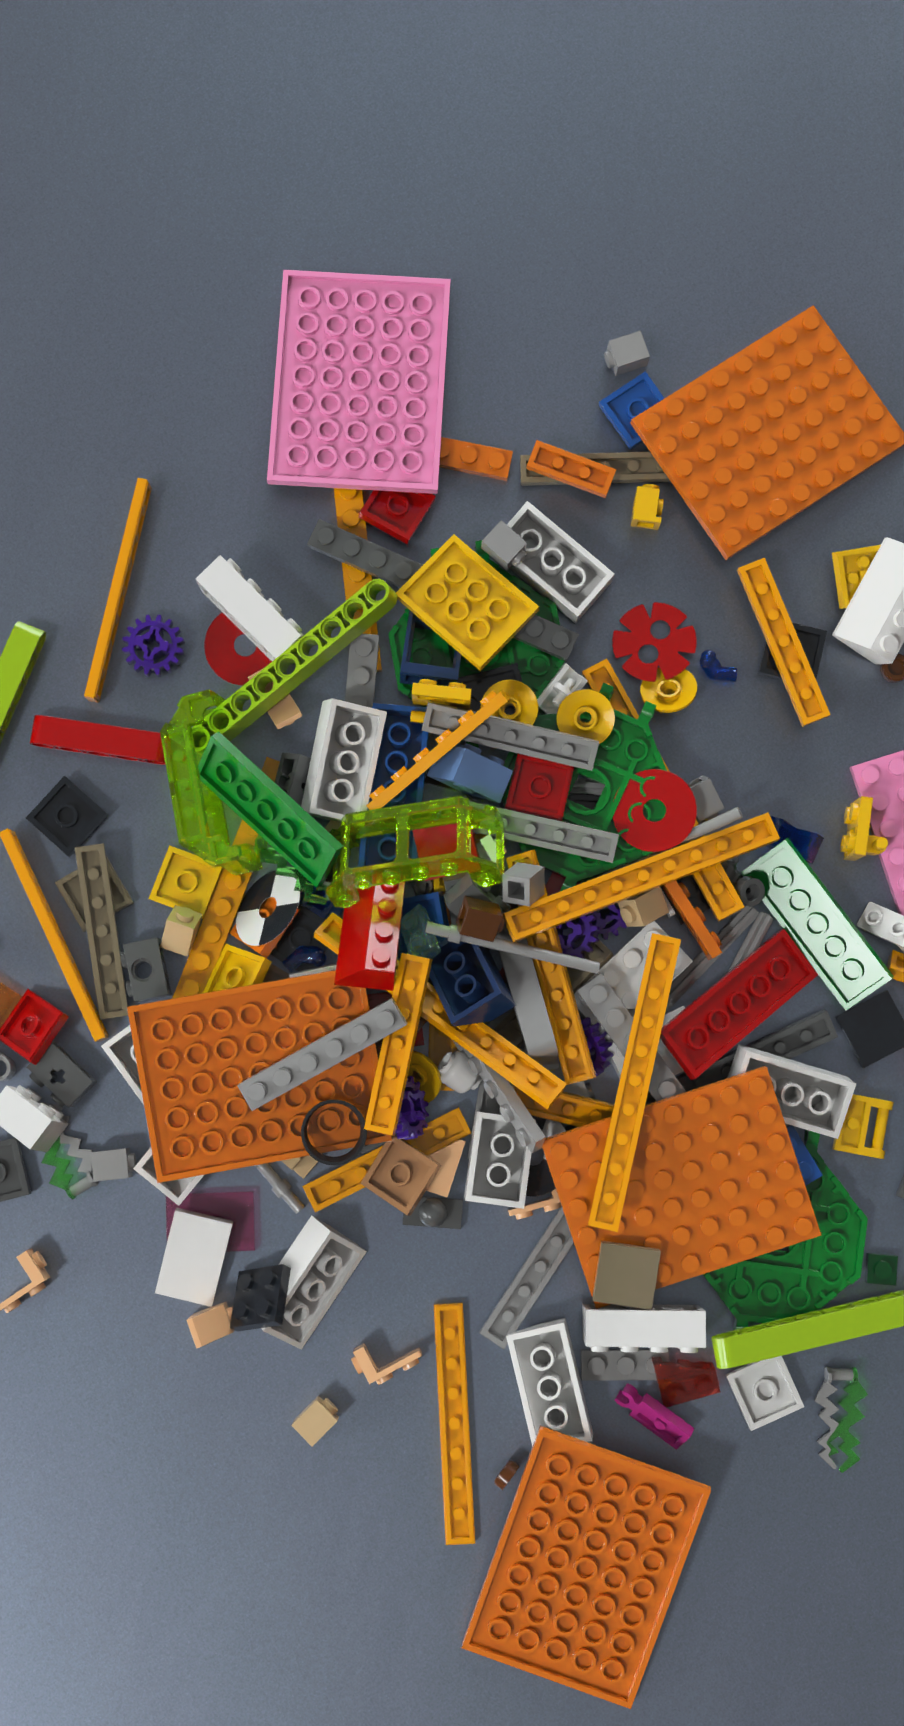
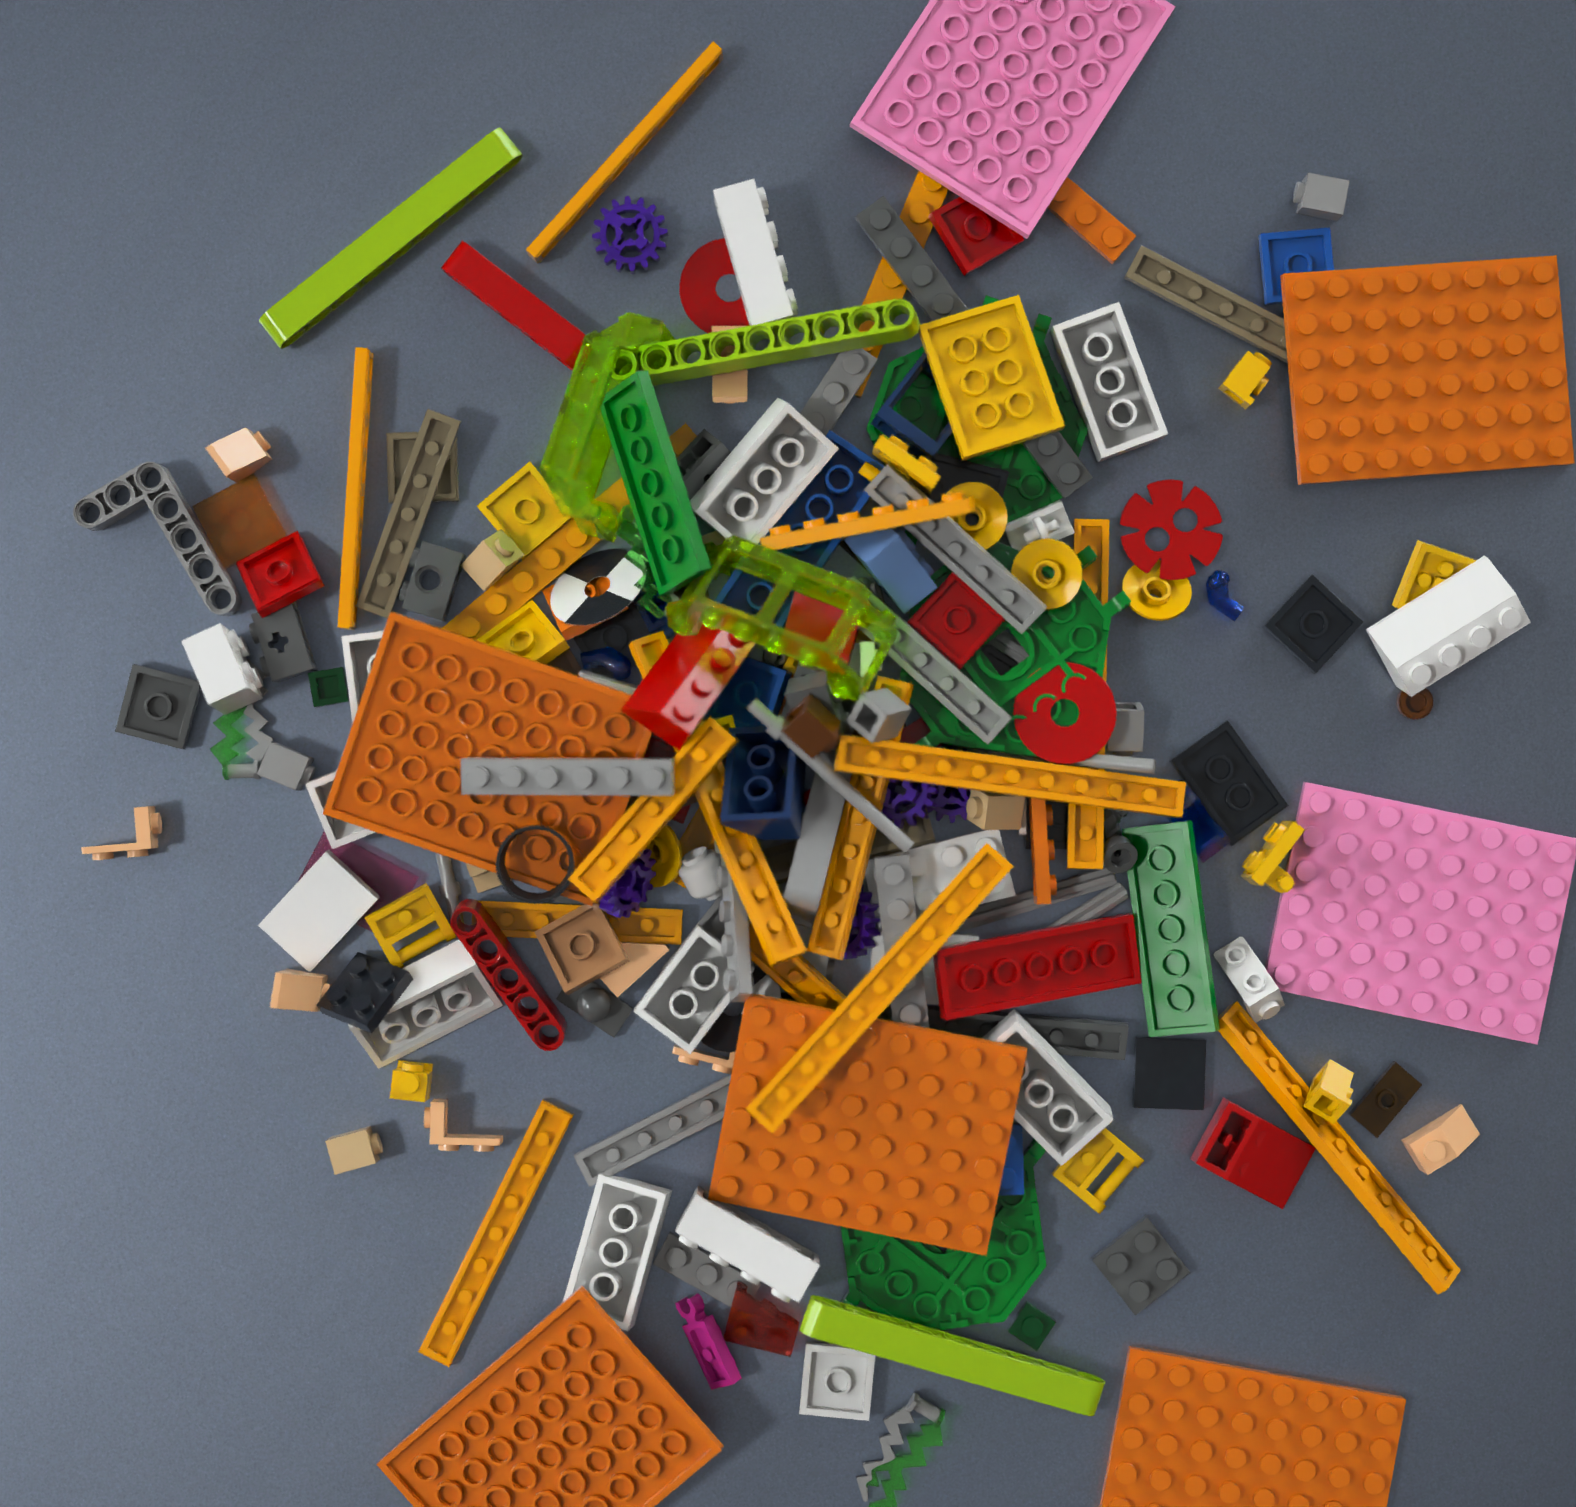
camera: 30 degrees right, 5 degrees up
(66, 816) = (437, 368): black plate -> none
(112, 1089) = (328, 687): none -> dark green plate
(259, 1227) = (404, 918): none -> yellow plate
(330, 1344) = (411, 1081): none -> yellow brick
(366, 1237) = (510, 991): none -> red beam
(414, 935) = (736, 698): clear light blue plate -> none
(504, 546) = (1065, 339): light grey brick -> none
(506, 1474) = (520, 1315): reddish brown tile -> none
(571, 469) = (1186, 292): orange plate -> none
(626, 1275) = (758, 1182): dark tan tile -> none
(783, 642) = (1308, 608): light orange plate -> none
(797, 796) = (1229, 782): none -> black tile

